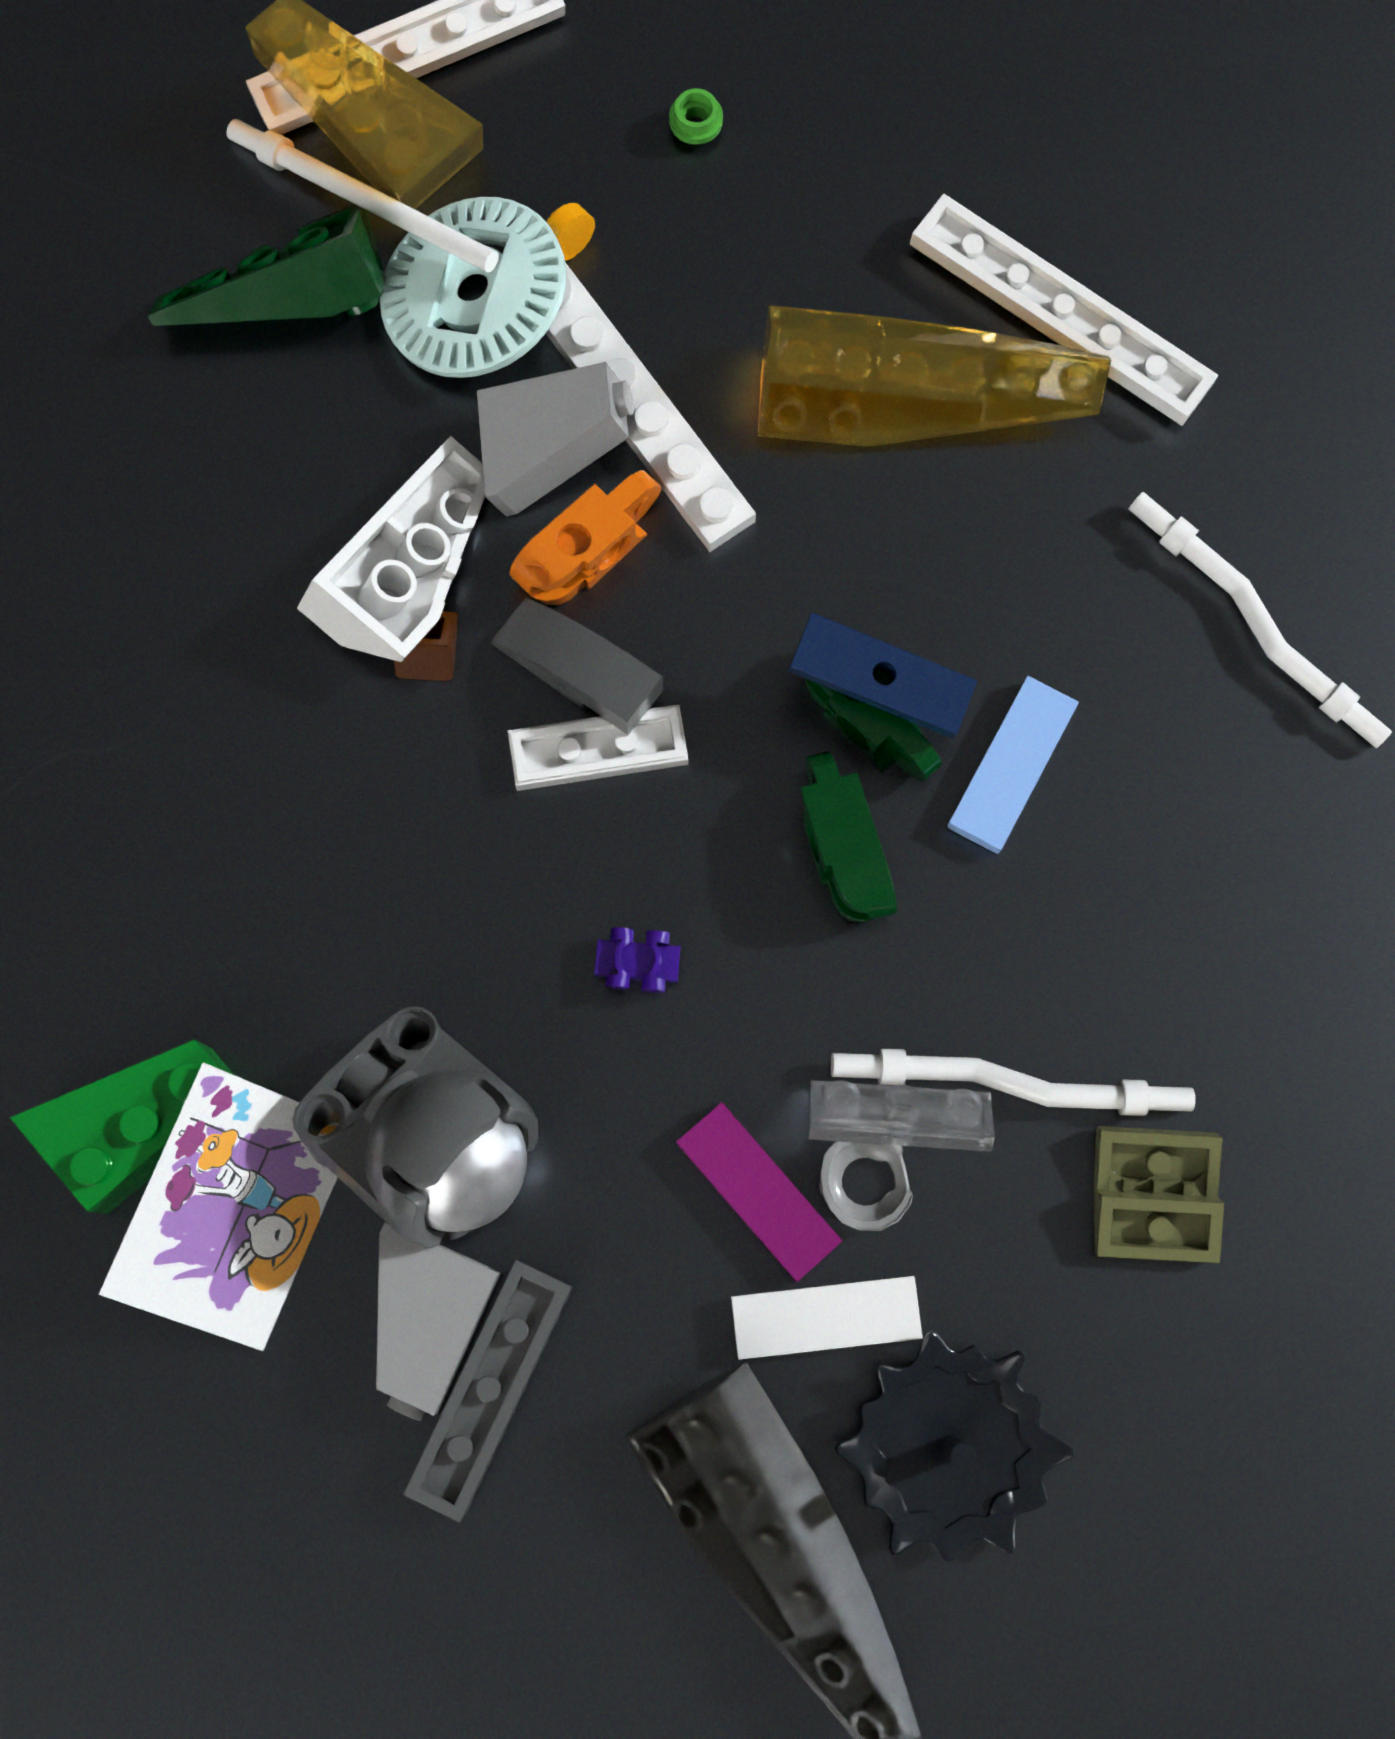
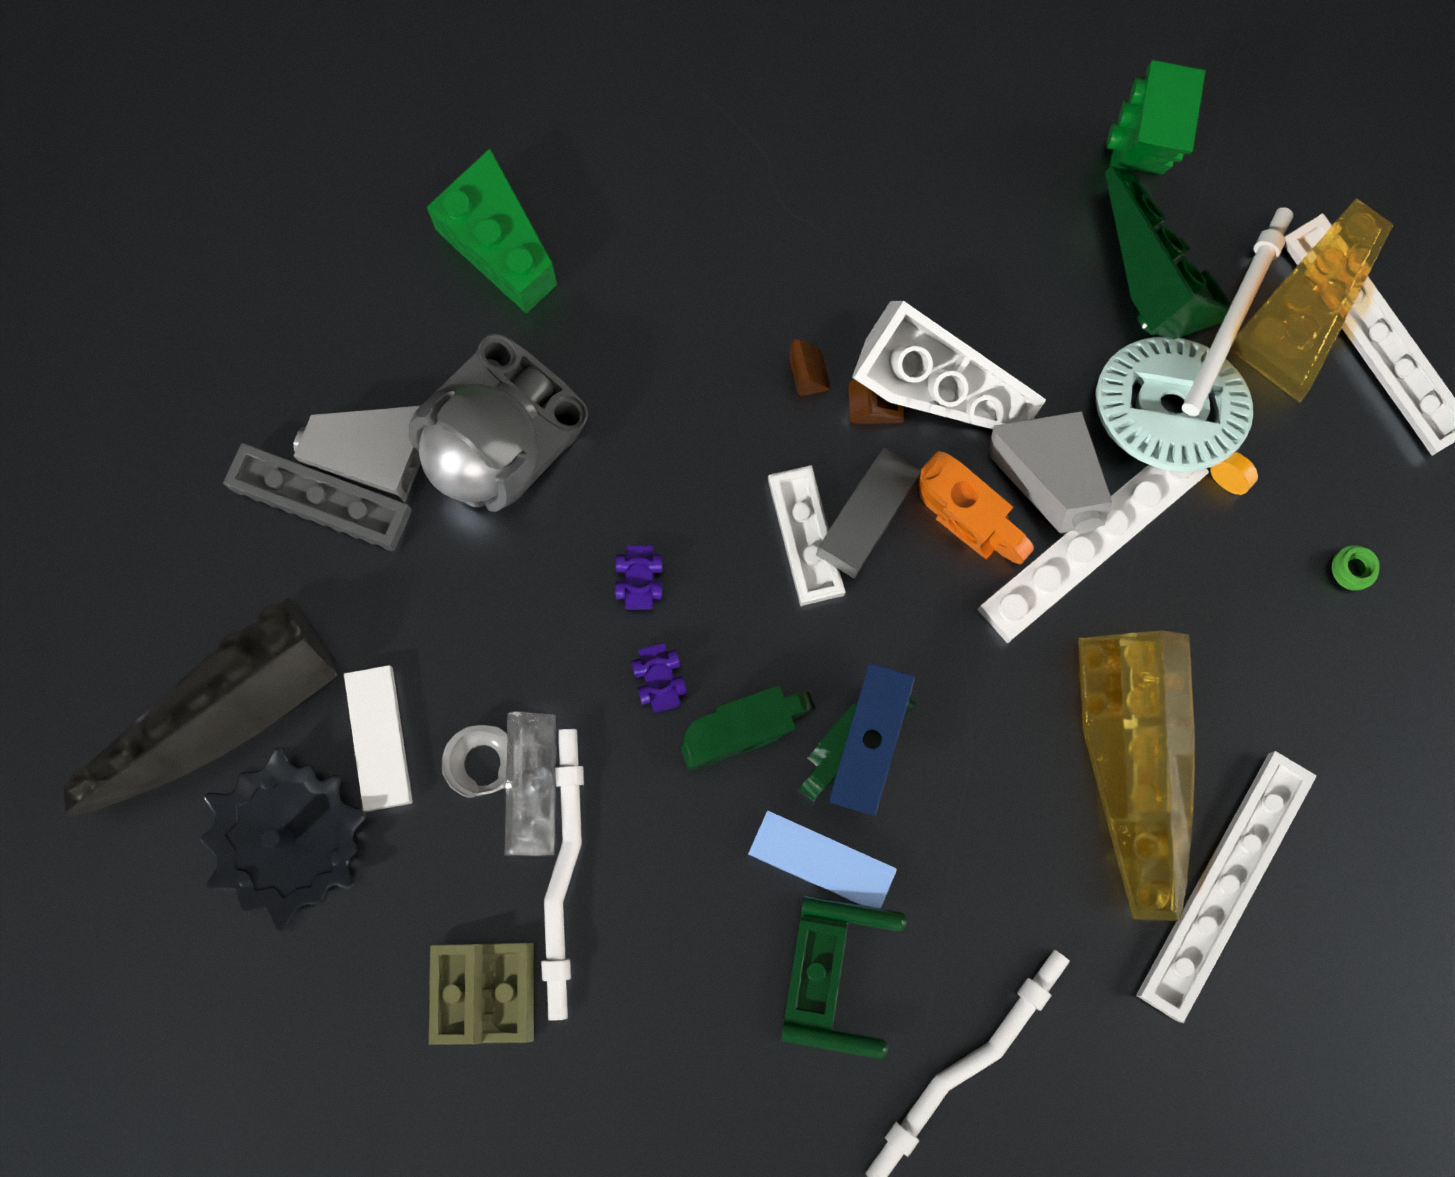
camera: 85 degrees right, 0 degrees up
(104, 239) = (1157, 119): none -> green wedge
(224, 1213) = (431, 298): clear sticker -> none
(375, 725) = (808, 368): none -> reddish brown slope
(759, 1192) = (469, 681): magenta tile -> none
(762, 947) = (661, 687): none -> dark purple piece
(1146, 777) = (818, 973): none -> dark green plate

